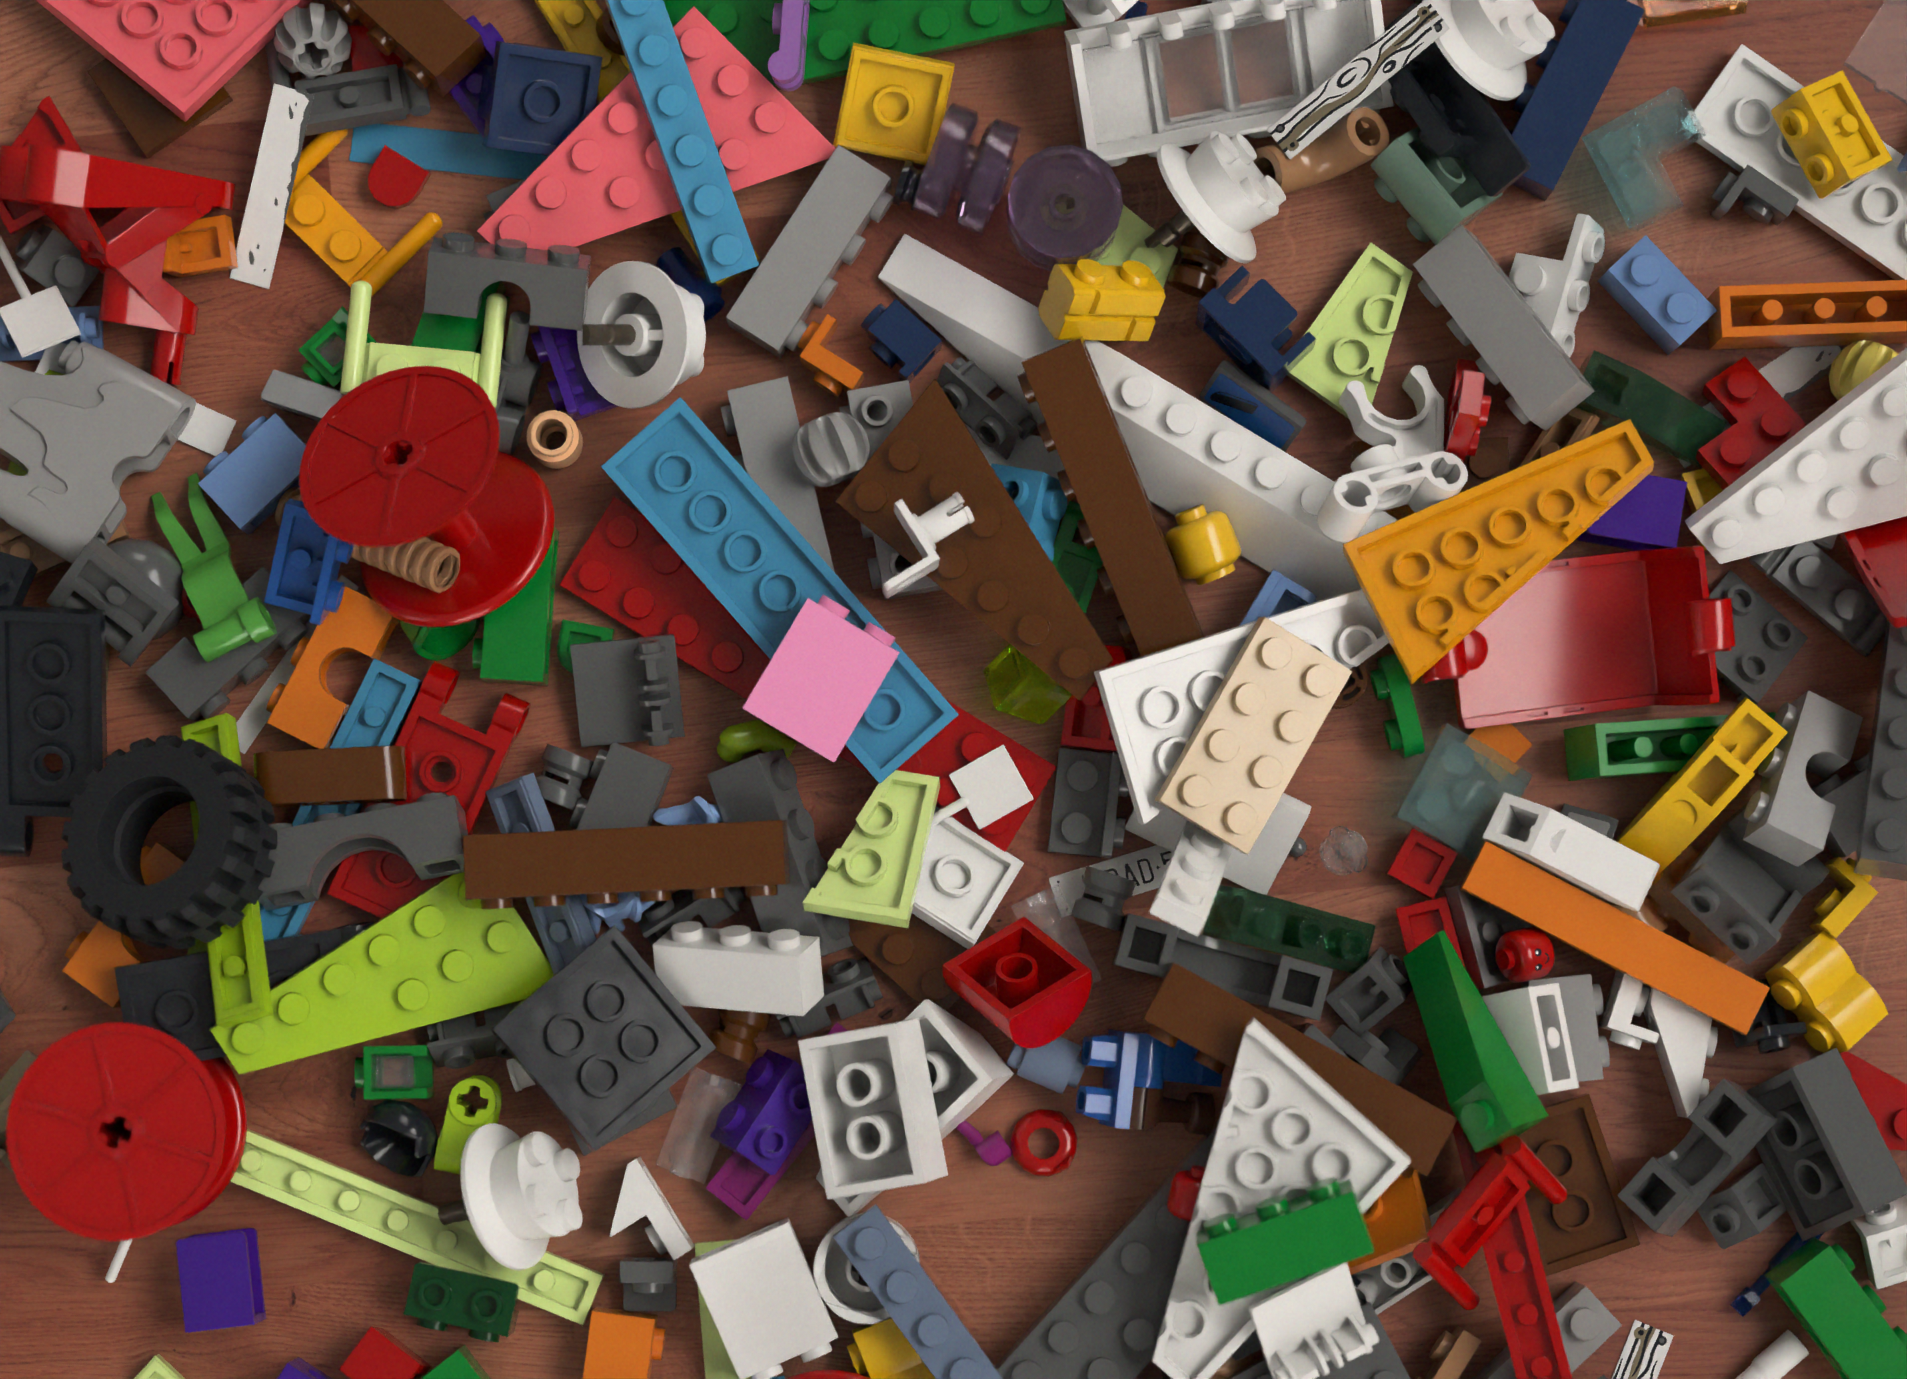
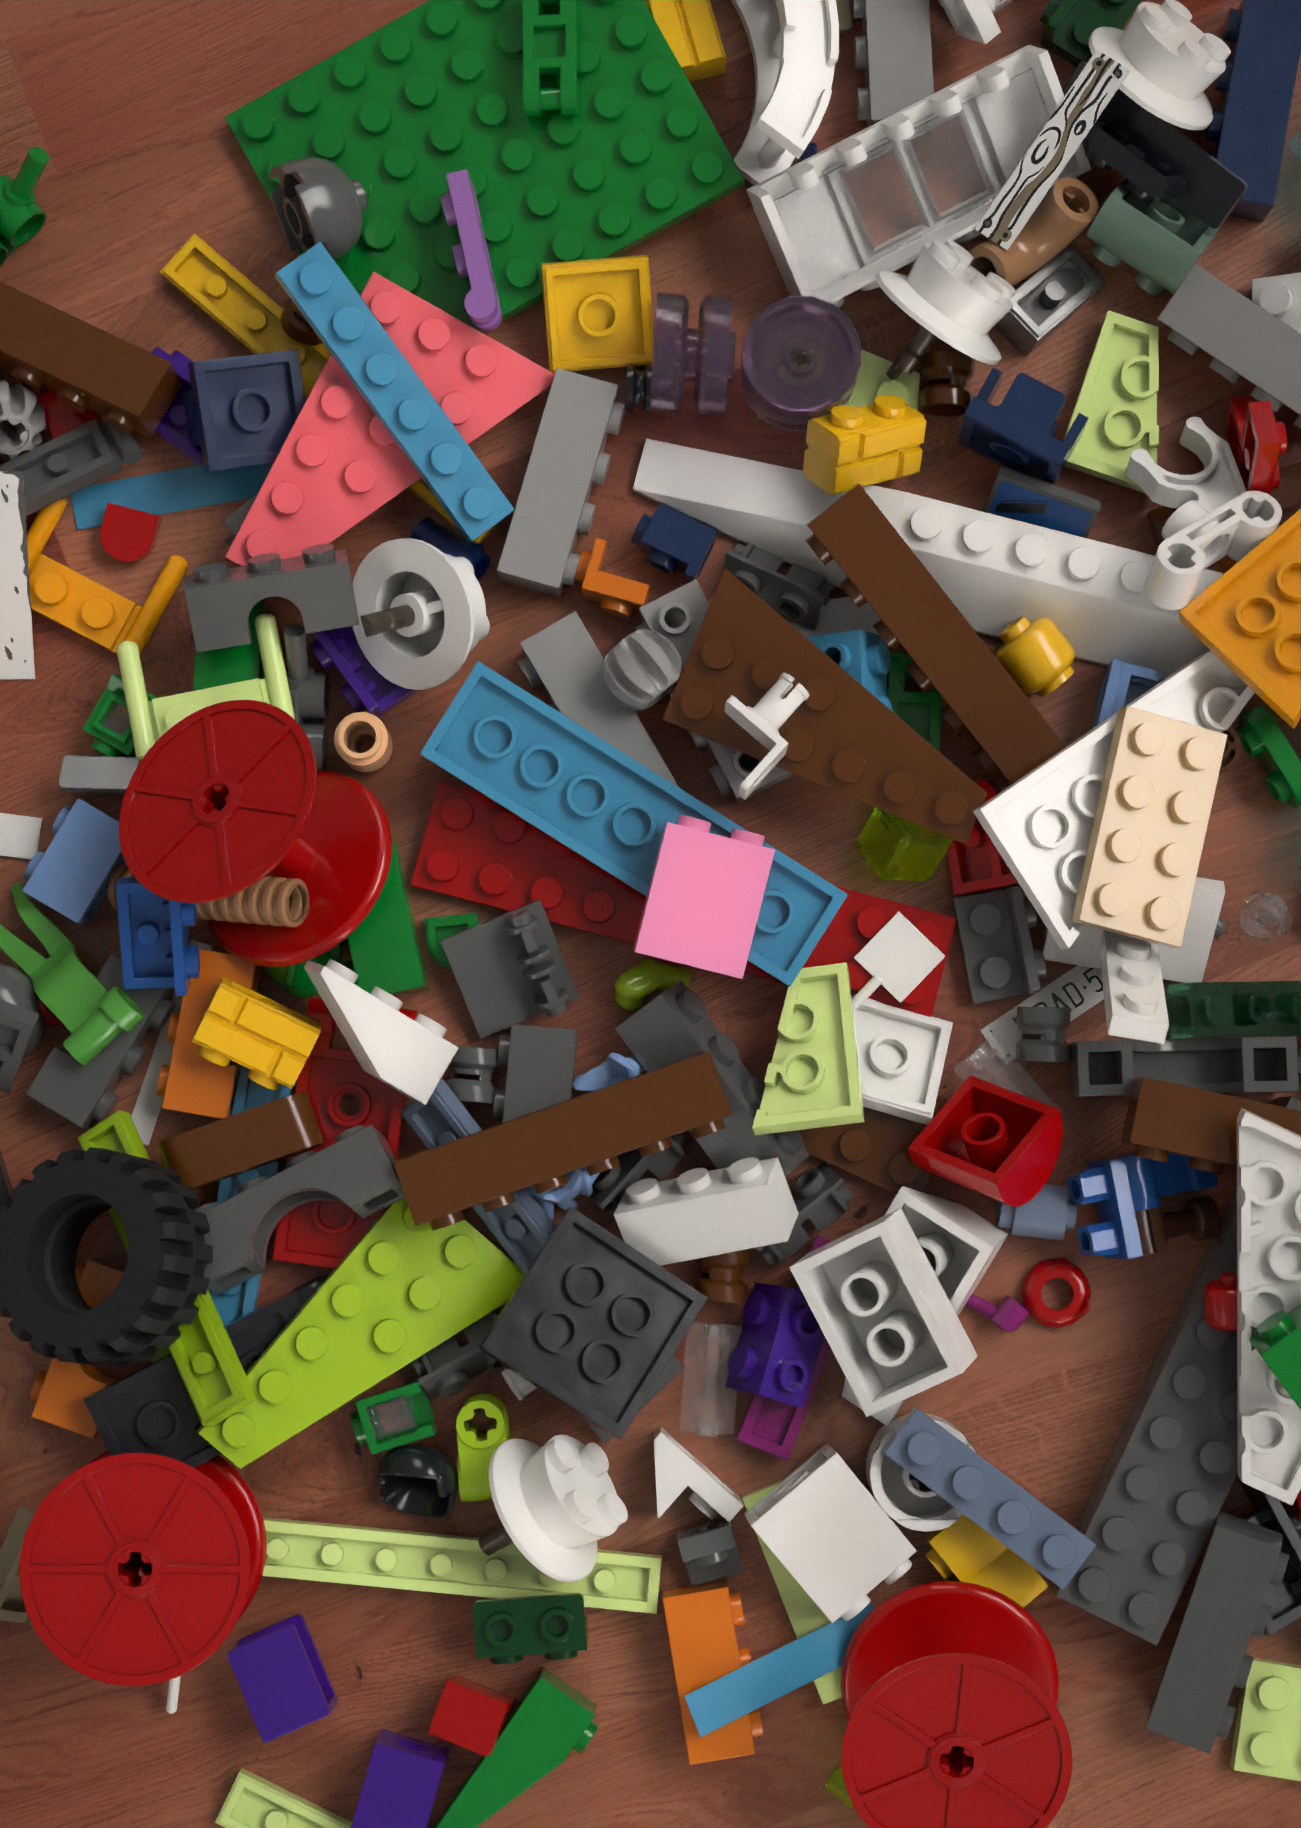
camera: 10 degrees left, 0 degrees up
(372, 680) = (255, 1034): none -> yellow brick
(489, 722) = (384, 1041): none -> white slope
(1320, 215) = (1049, 300): none -> flat silver slope

